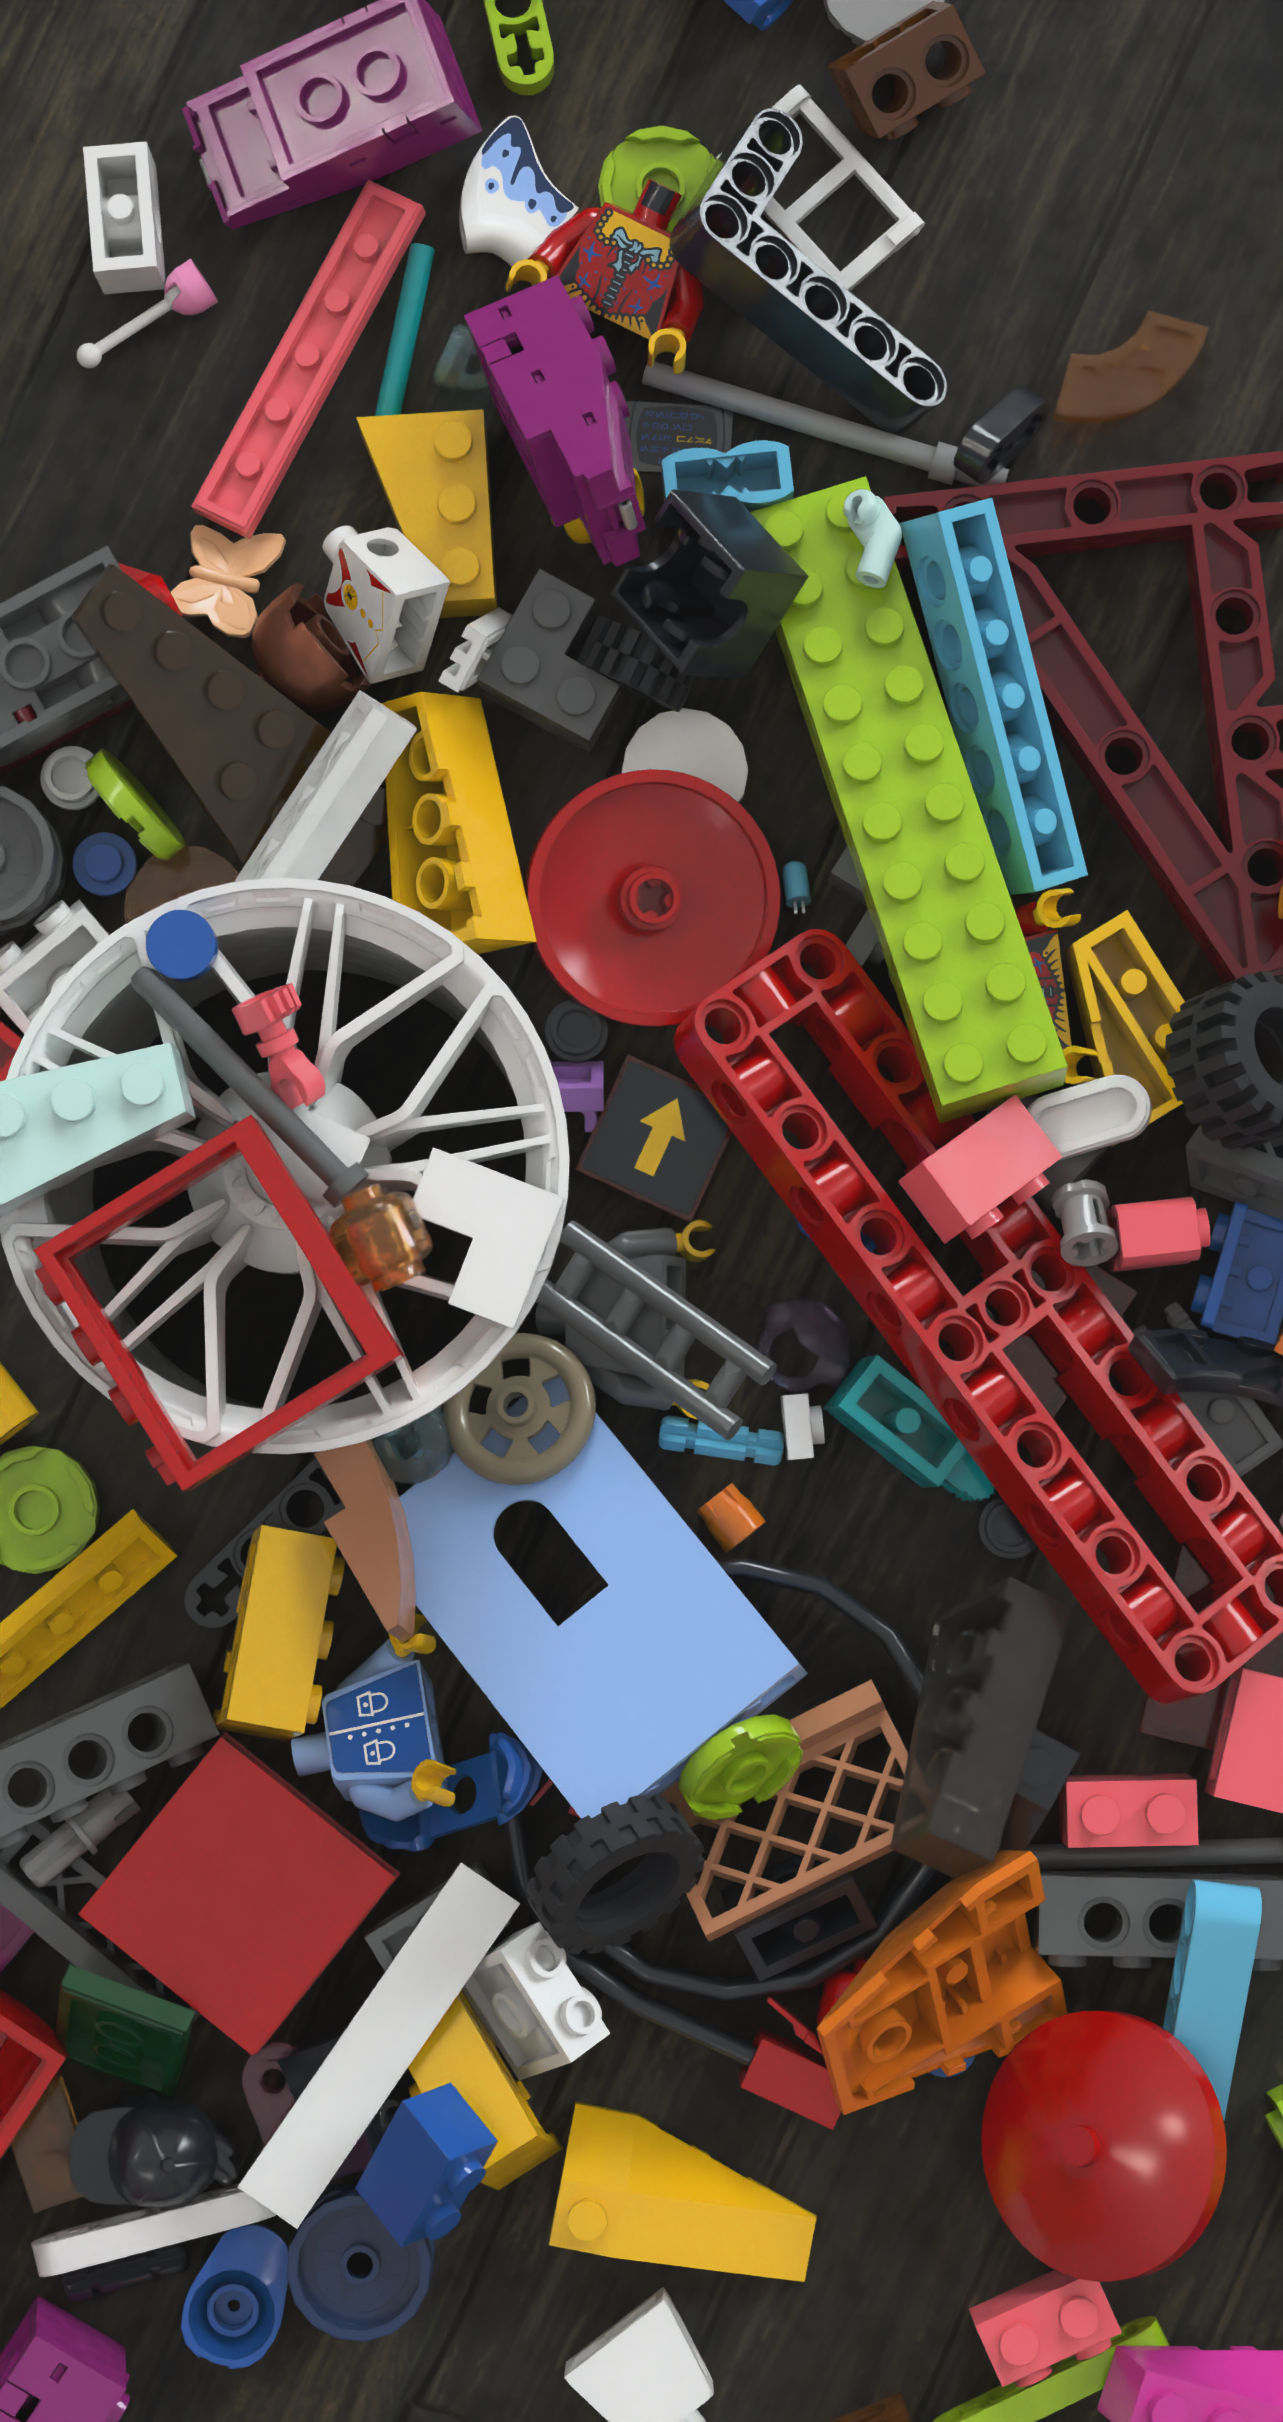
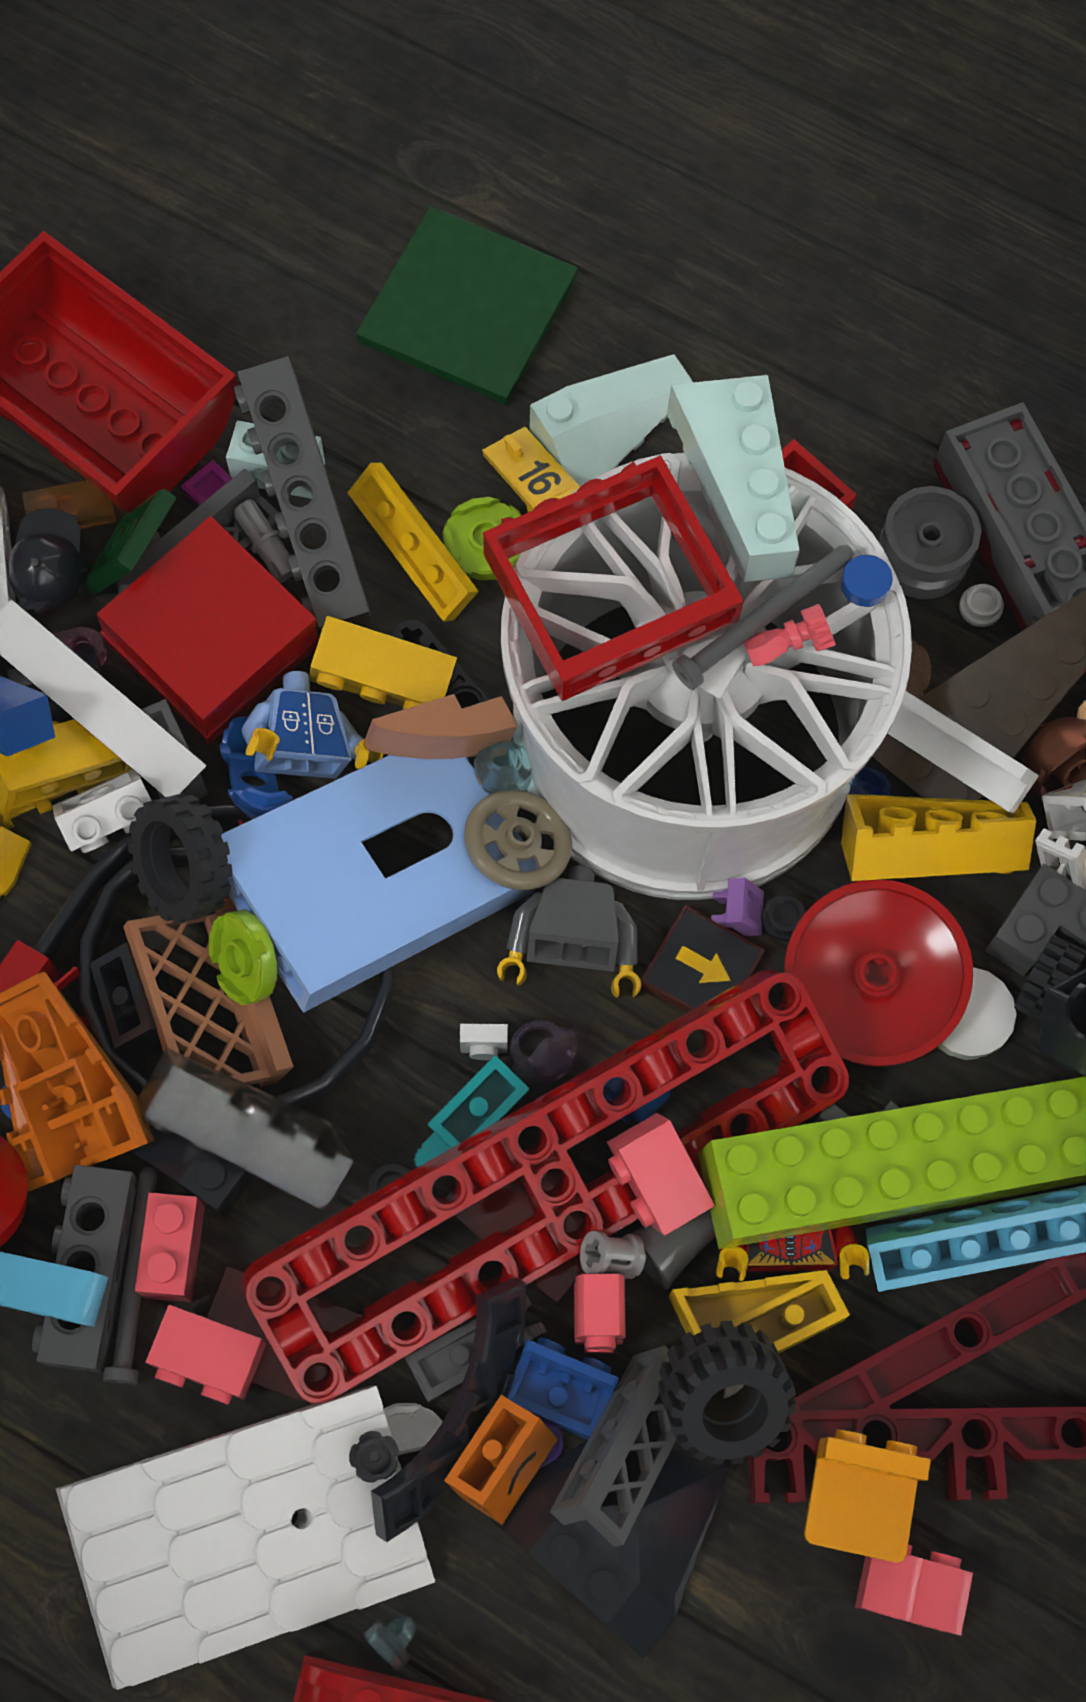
camera: 90 degrees right, 15 degrees down
(104, 864) = (925, 619): blue plate -> none
(134, 804) = (968, 632): lime tile -> none
(381, 1238) = (647, 686): clear orange head -> none
(507, 1226) = (646, 775): white tile -> none
(678, 1434) = (480, 984): medium azure axle -> none
(689, 1325) = (563, 952): dark grey bar -> none
(730, 1517) = (423, 986): orange hose -> none
(796, 885) = (880, 1085): medium azure piece -> none
(1093, 1114) = (693, 1267): white tile -> none

